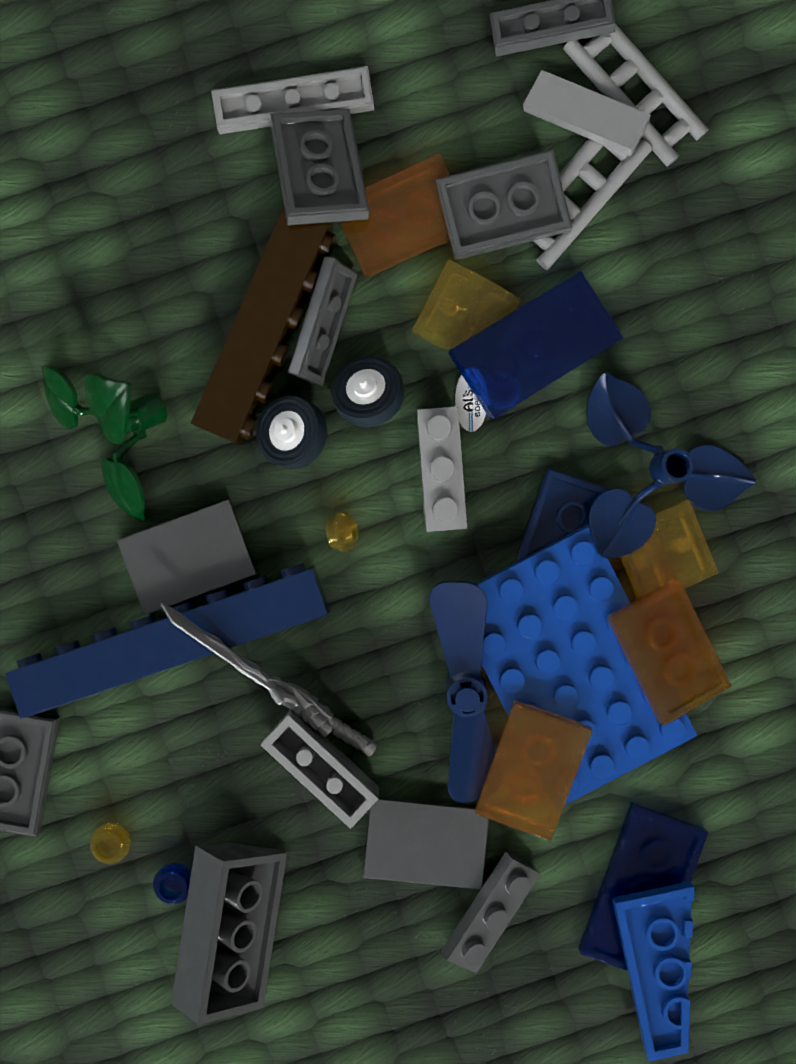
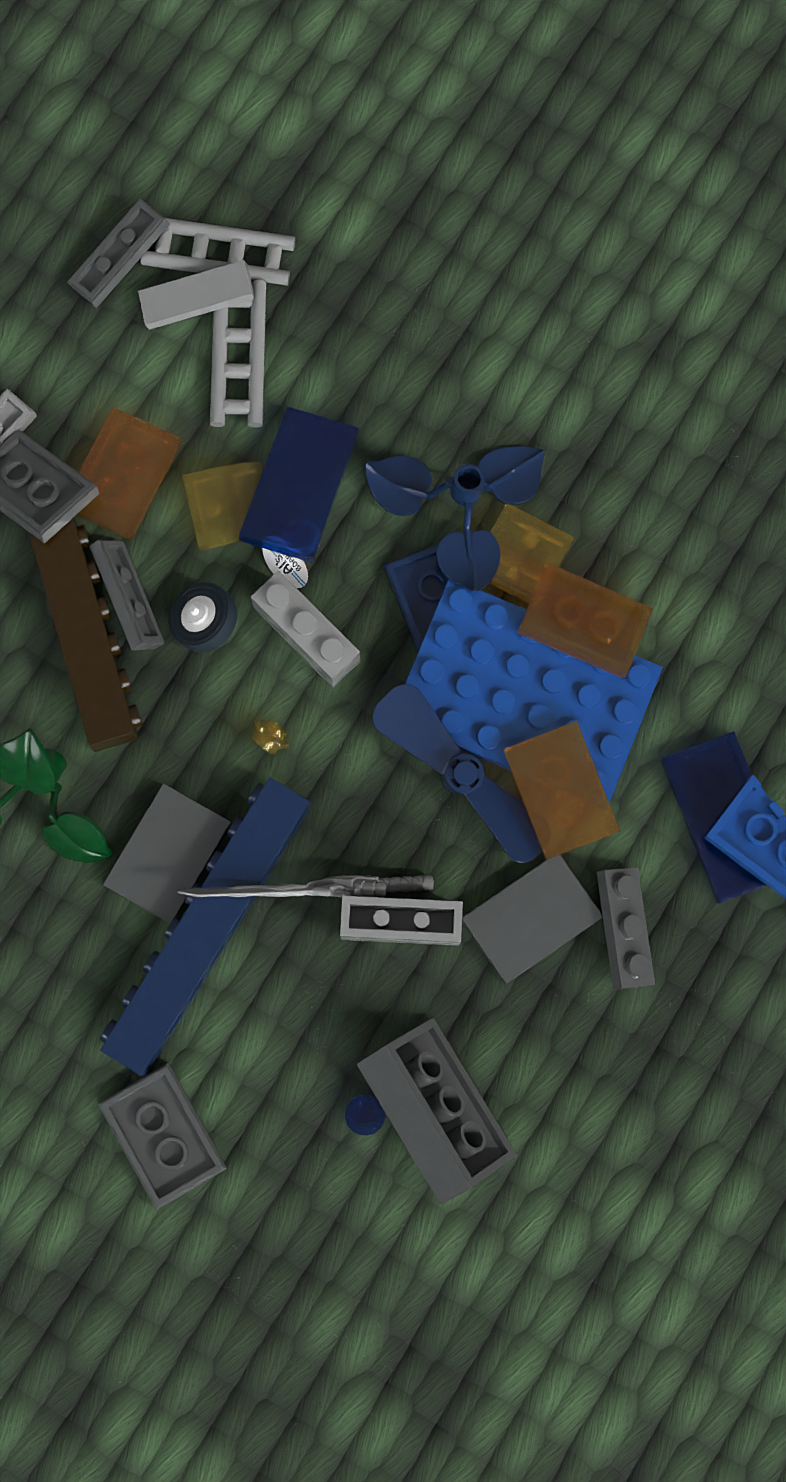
camera: 40 degrees left, 10 degrees down
(110, 843) = (289, 1125): clear yellow plate -> none
(291, 432) = (170, 693): black wheel -> none
(503, 205) = (190, 405): dark grey tile -> none

